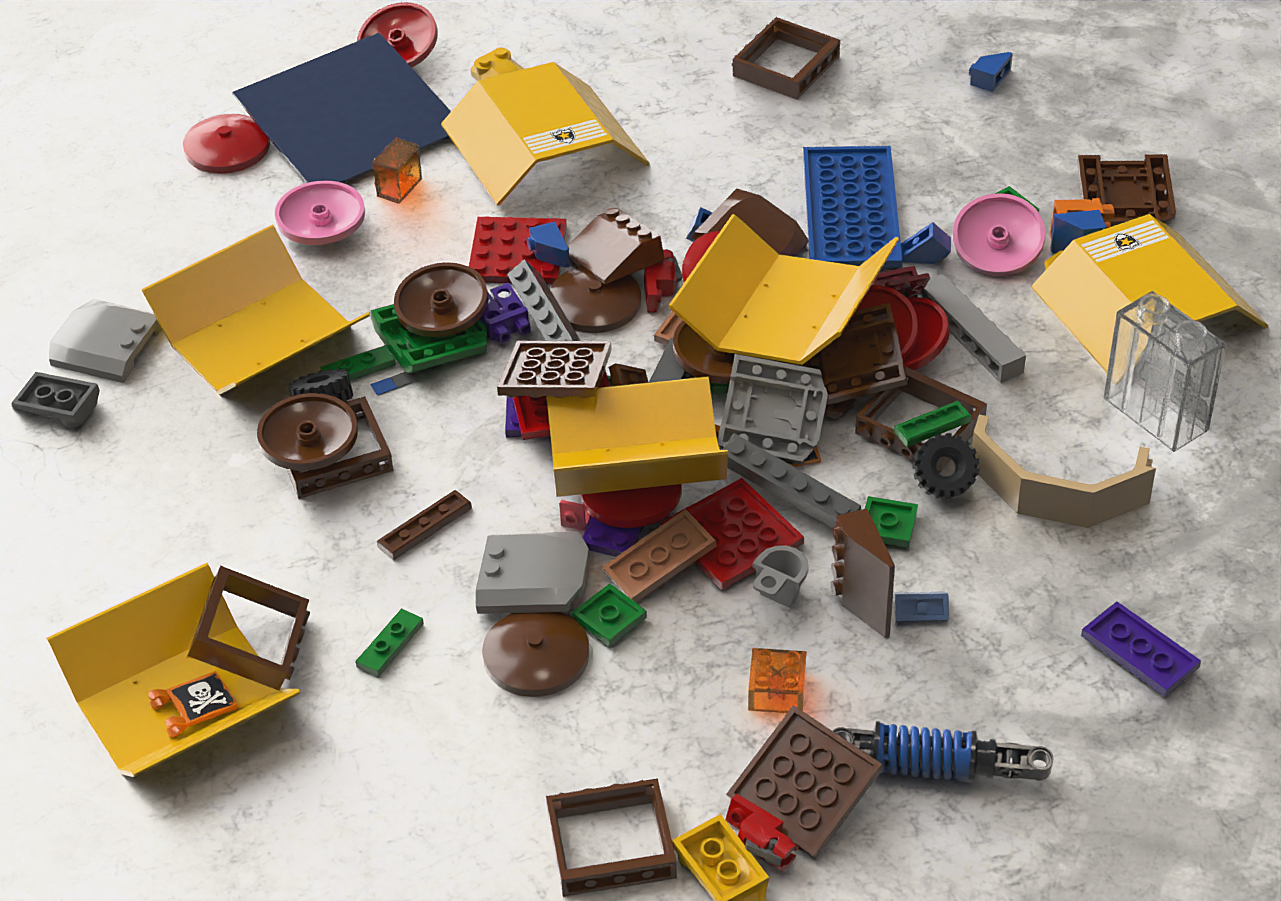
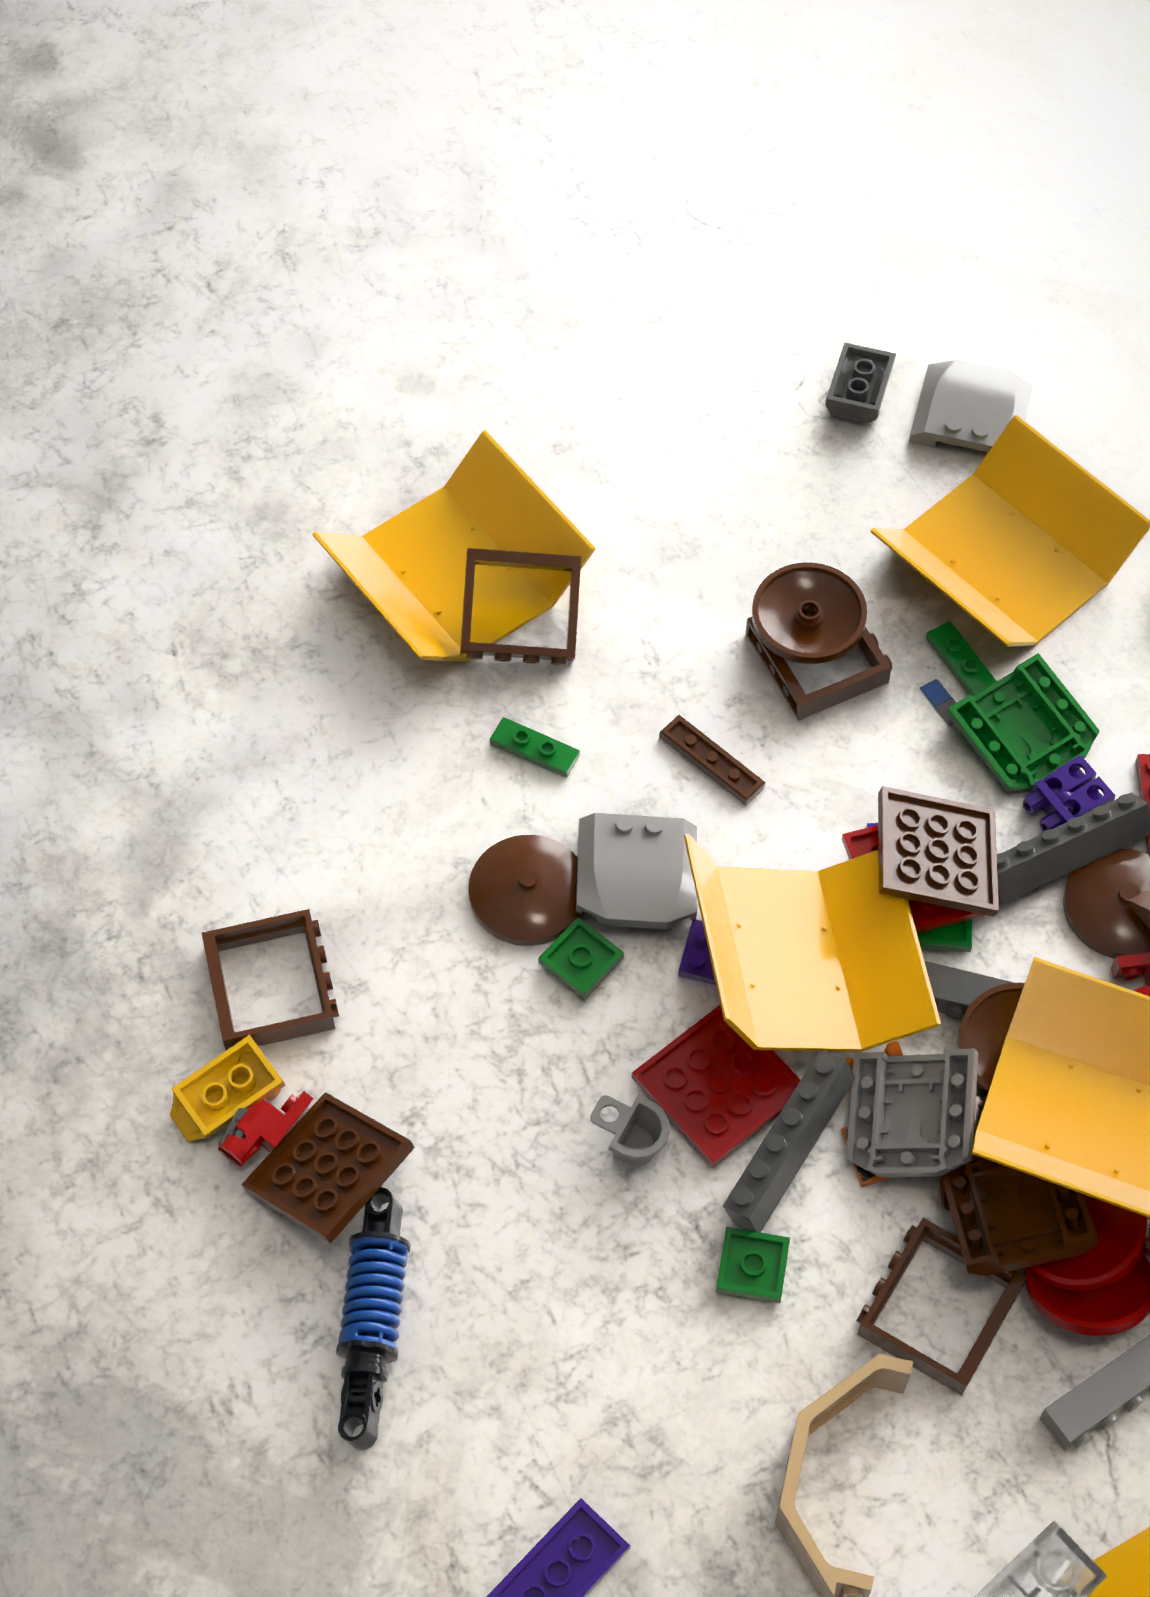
camera: 85 degrees right, 15 degrees up
(194, 701) = (441, 583): flag -> none
(329, 382) = (896, 622): black tyre -> none
(441, 299) = (1060, 721): reddish brown dish -> none
(626, 375) = (956, 944): reddish brown plate -> none
(659, 556) = (665, 1001): nougat plate -> none
(776, 680) = (484, 1138): clear orange brick -> none
(863, 570) = (620, 1216): reddish brown slope -> none
(921, 606) = (618, 1303): medium blue panel -> none
(932, 423) = (910, 1310): green plate -> none
(959, 453) = (817, 1324): black tyre -> none

